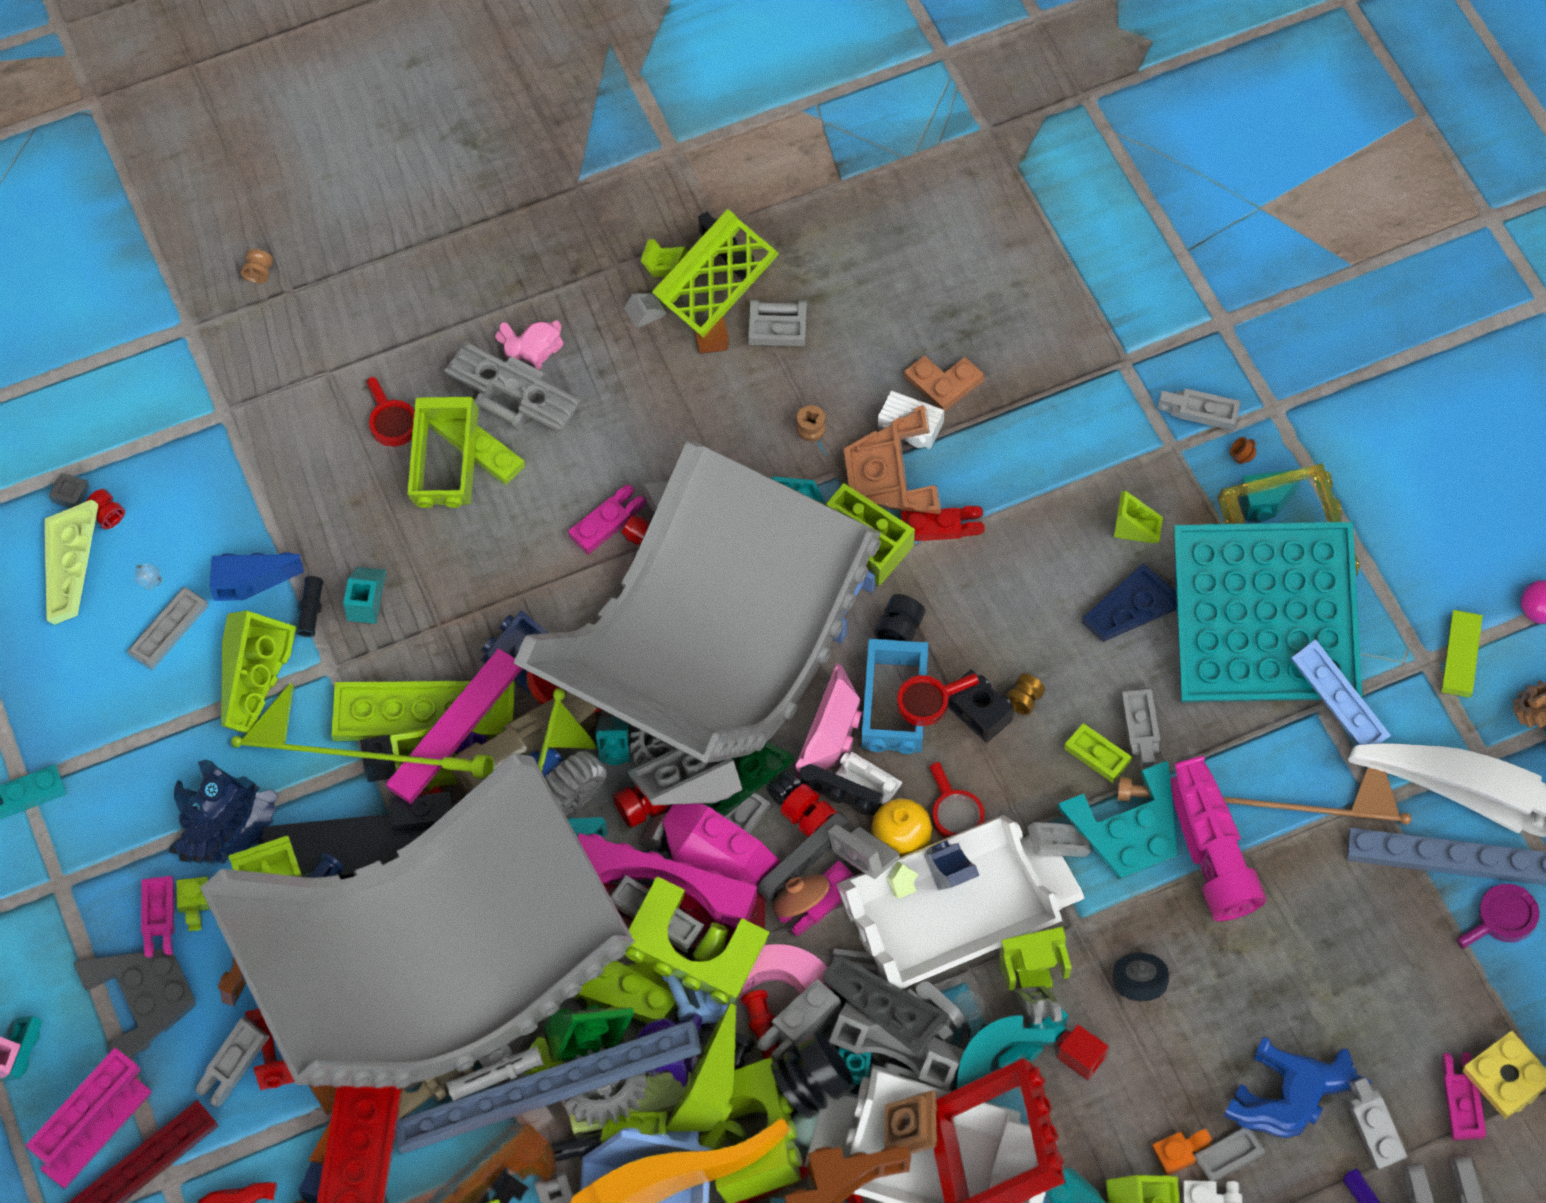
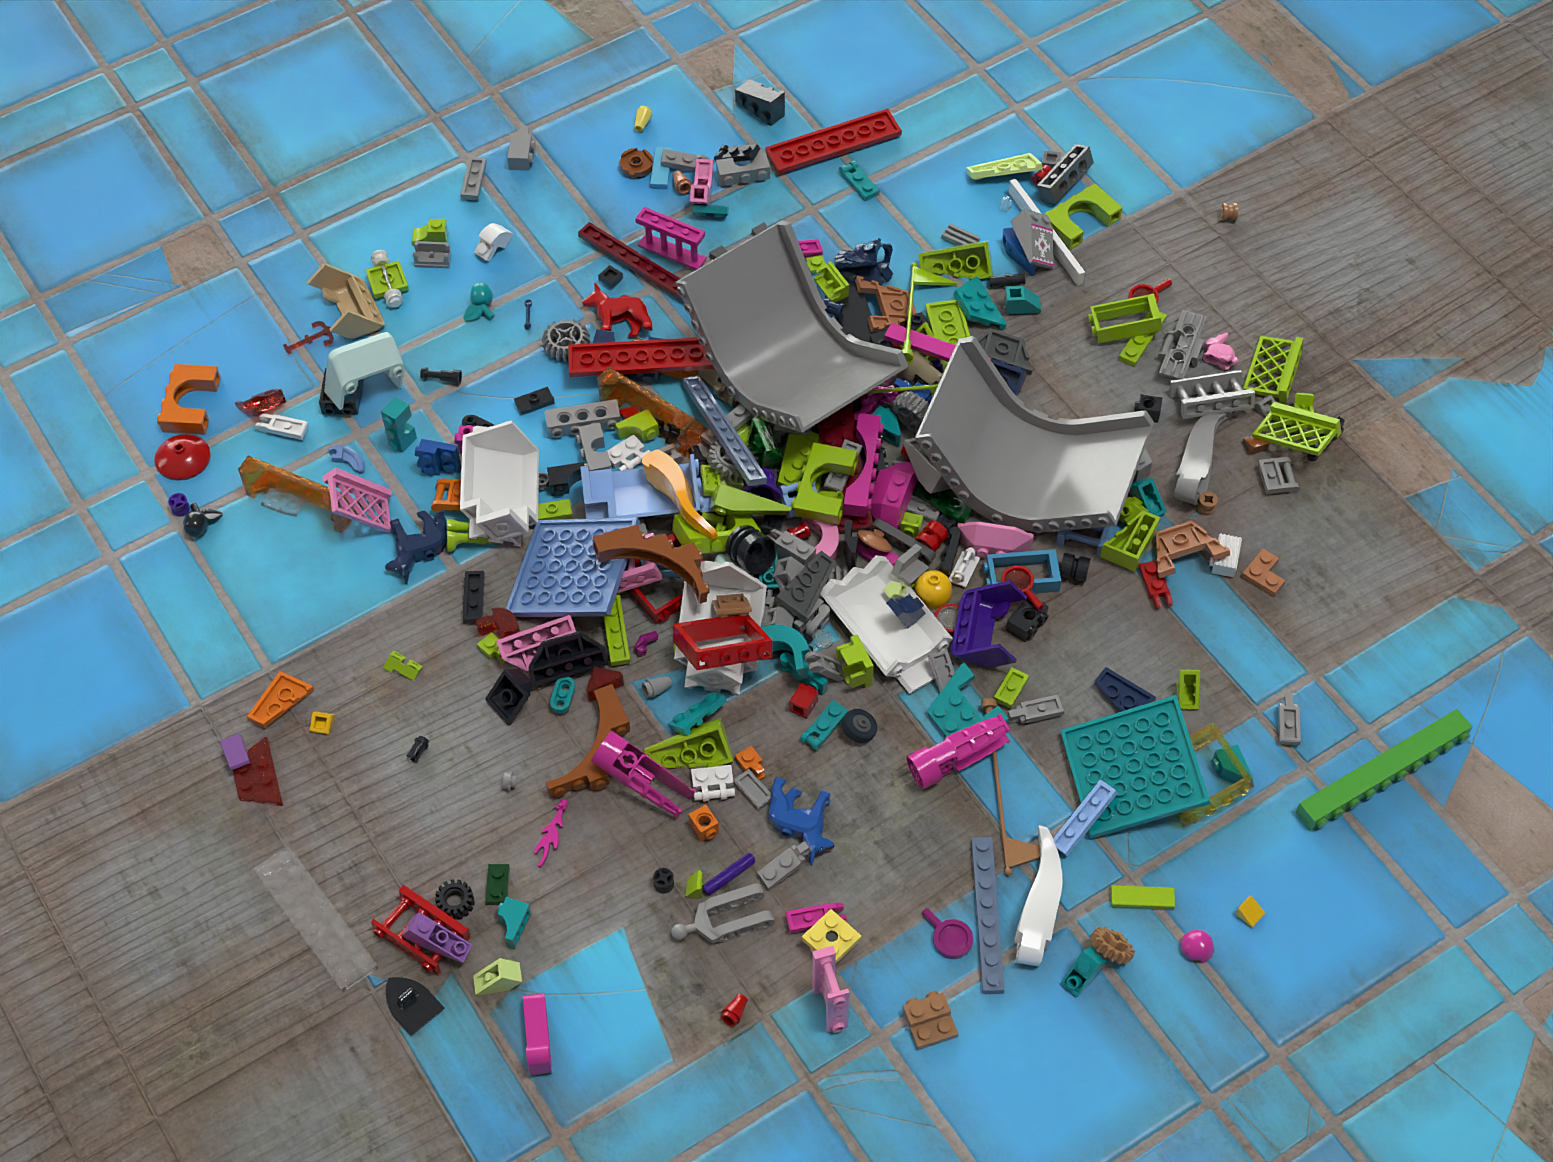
camera: 80 degrees right, 5 degrees down
(114, 473) = (1065, 173): none -> dark grey brick
(167, 628) = (977, 222): light grey tile -> none
(191, 656) = (961, 234): none -> light grey tile
(207, 506) = (1090, 200): none -> lime arch
(223, 529) = (1059, 249): none -> white tile
(246, 541) = (1035, 237): none -> light grey slope
(321, 782) = (892, 302): none -> nougat wing
(350, 658) = (978, 304): none -> teal wing
(455, 641) = (1005, 348): none -> dark grey wing
(495, 1073) = (733, 412): light grey pin -> none
(583, 257) = (1287, 374): none -> lime fence
(605, 520) = (1099, 406): dark pink hinge -> none
(619, 450) = (1150, 404): none -> black brick
(642, 375) = (1212, 404): none -> light grey fence
(732, 416) = (1196, 464): none -> light grey animal
(774, 837) = (911, 524): none -> lime bracket
(819, 934) = (850, 545): none -> black slope
(987, 782) = (976, 623): none -> dark purple windscreen
(1026, 692) = (1042, 642): pearl gold wheel -> none
(1126, 1030) = (824, 725): none -> teal plate
(1243, 450) = (1263, 748): dark orange plate -> none
(1296, 315) = (1383, 770): none -> bright green brick
(1495, 527) = (1250, 911): none -> yellow slope

